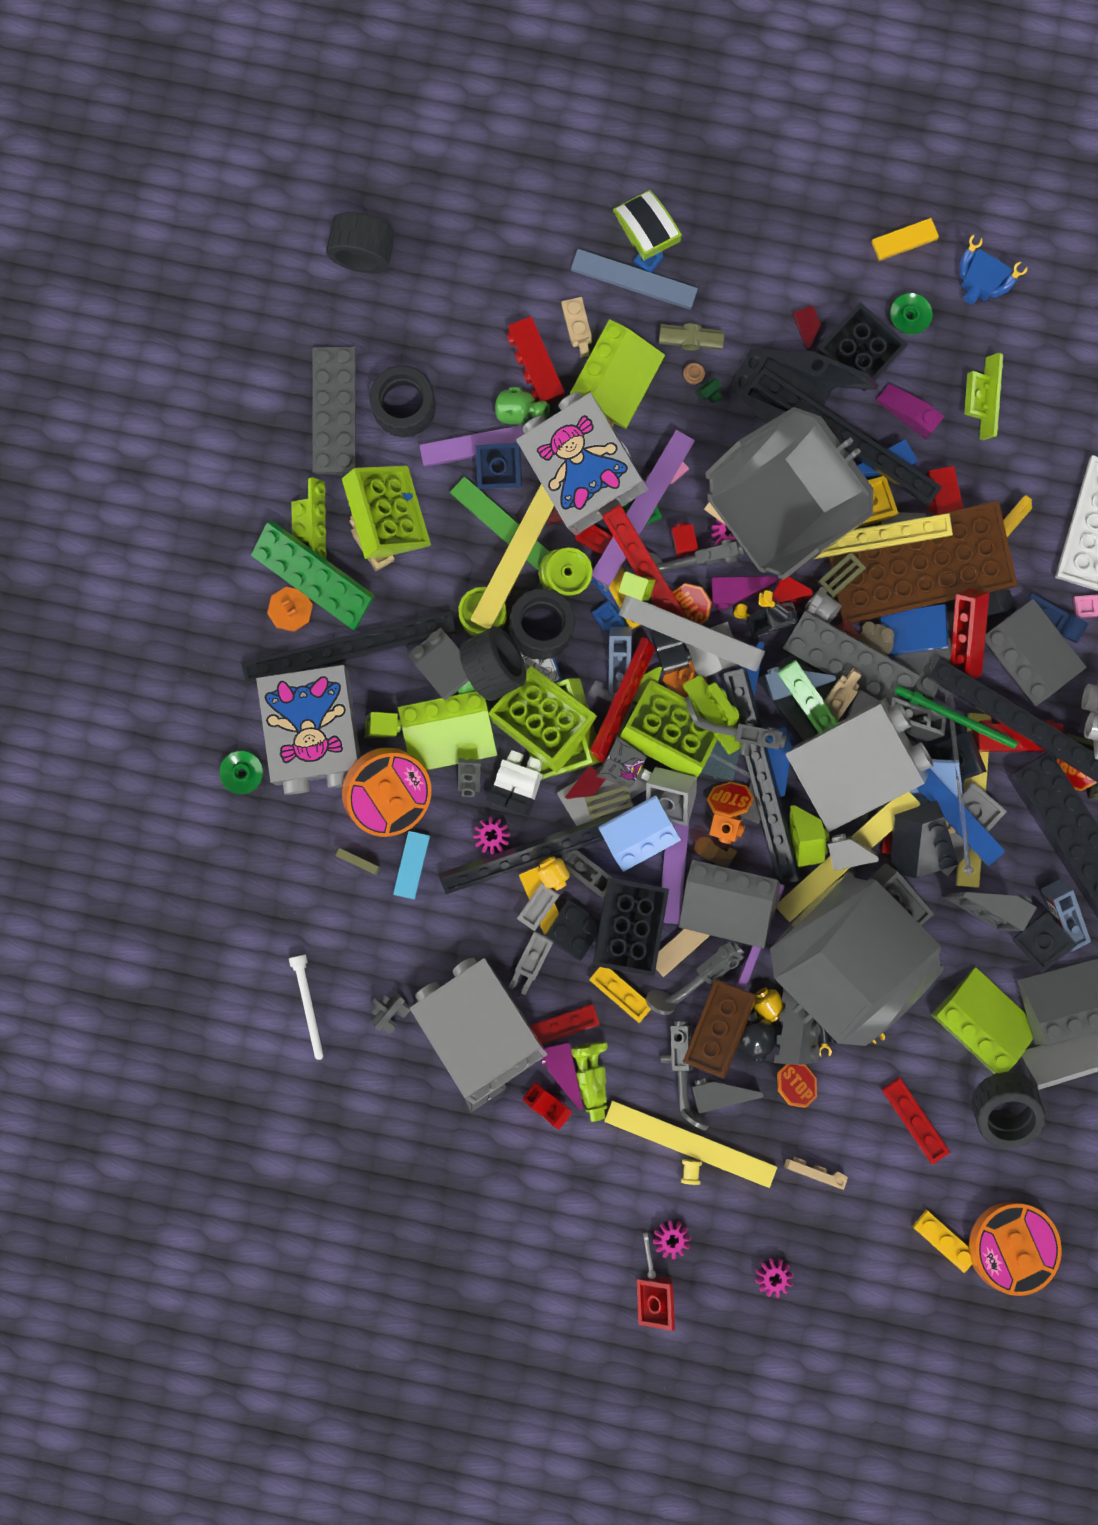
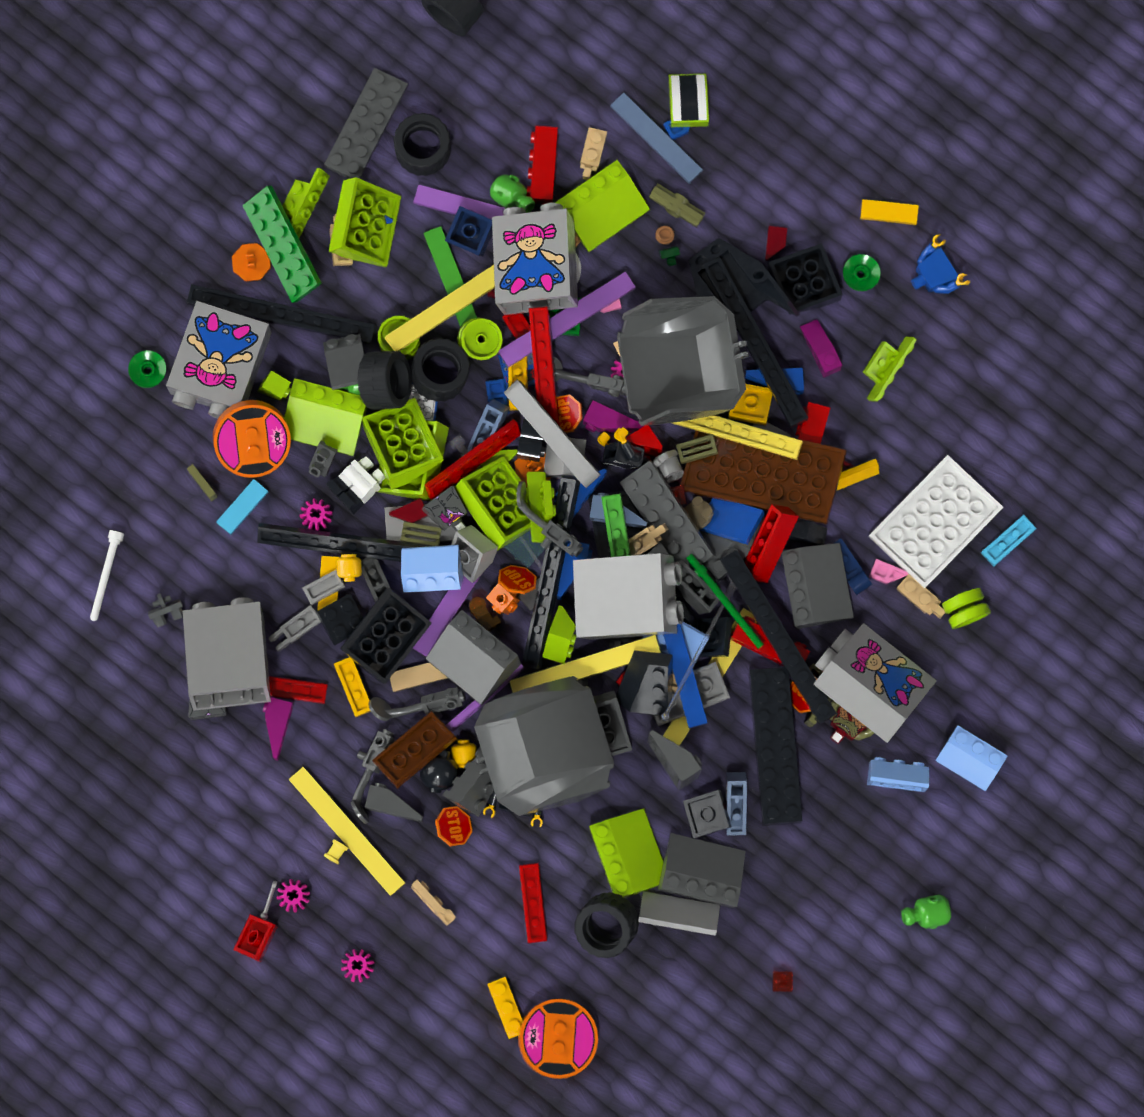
camera: 25 degrees right, 5 degrees down
(547, 1105) = (250, 742): red brick -> none
(591, 1078) = (296, 741): lime piece -> none
(637, 586) = (528, 377): lime panel -> none
(683, 539) = (587, 360): red brick -> none
(849, 852) = (583, 660): light grey slope -> none

